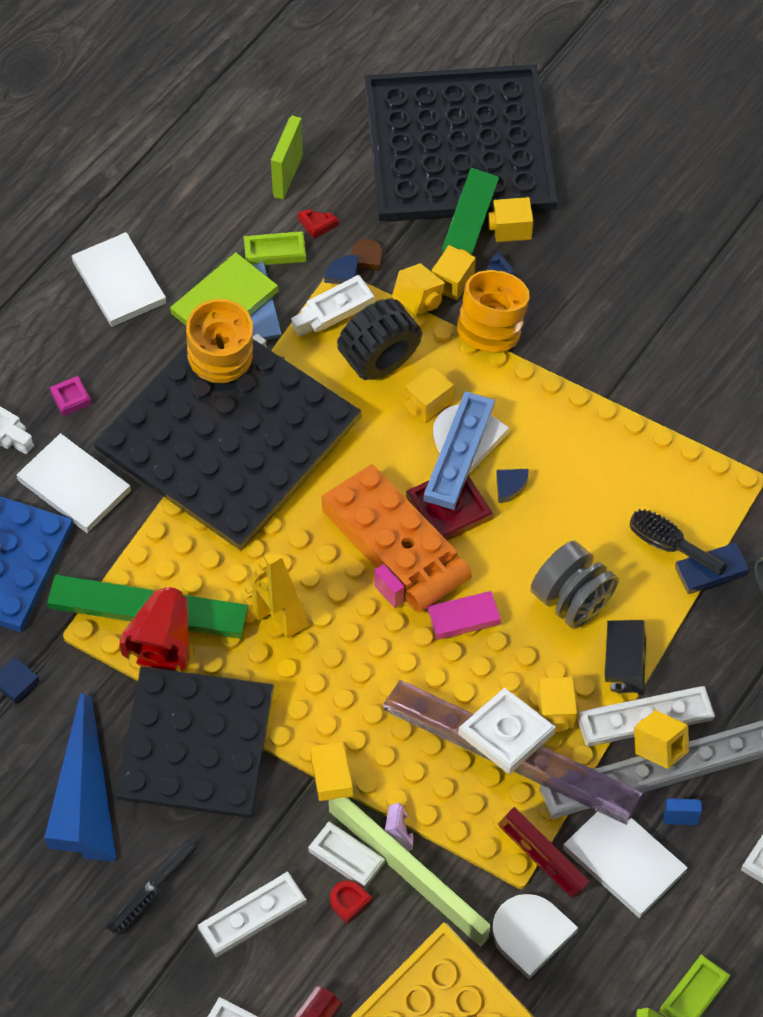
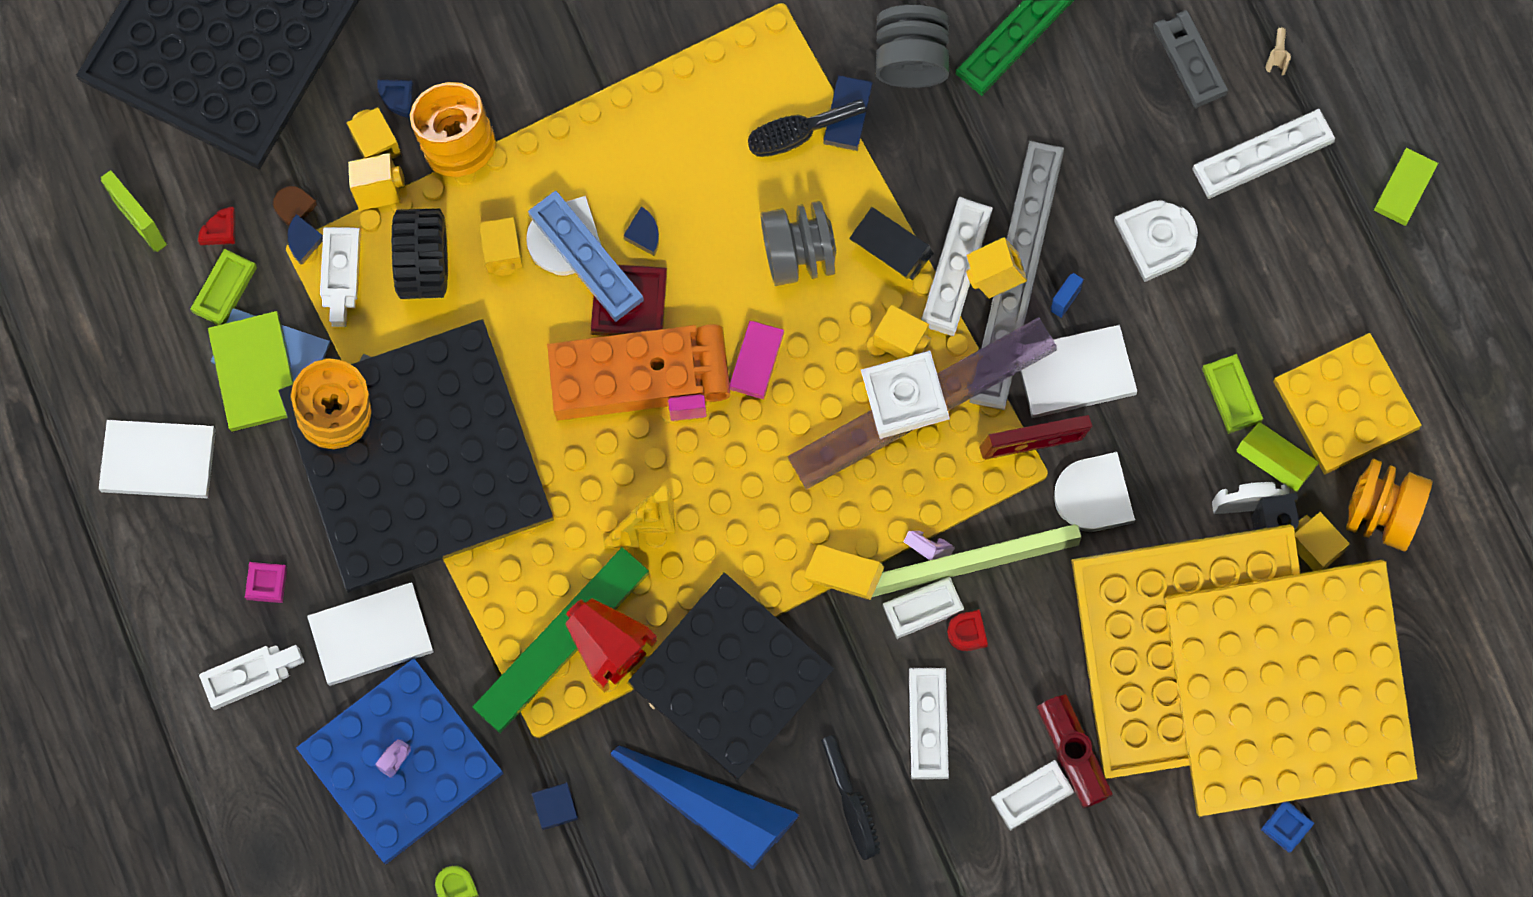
camera: 55 degrees left, 15 degrees up
(471, 211) = (319, 79): green tile -> none
(511, 219) = (349, 45): yellow brick -> none

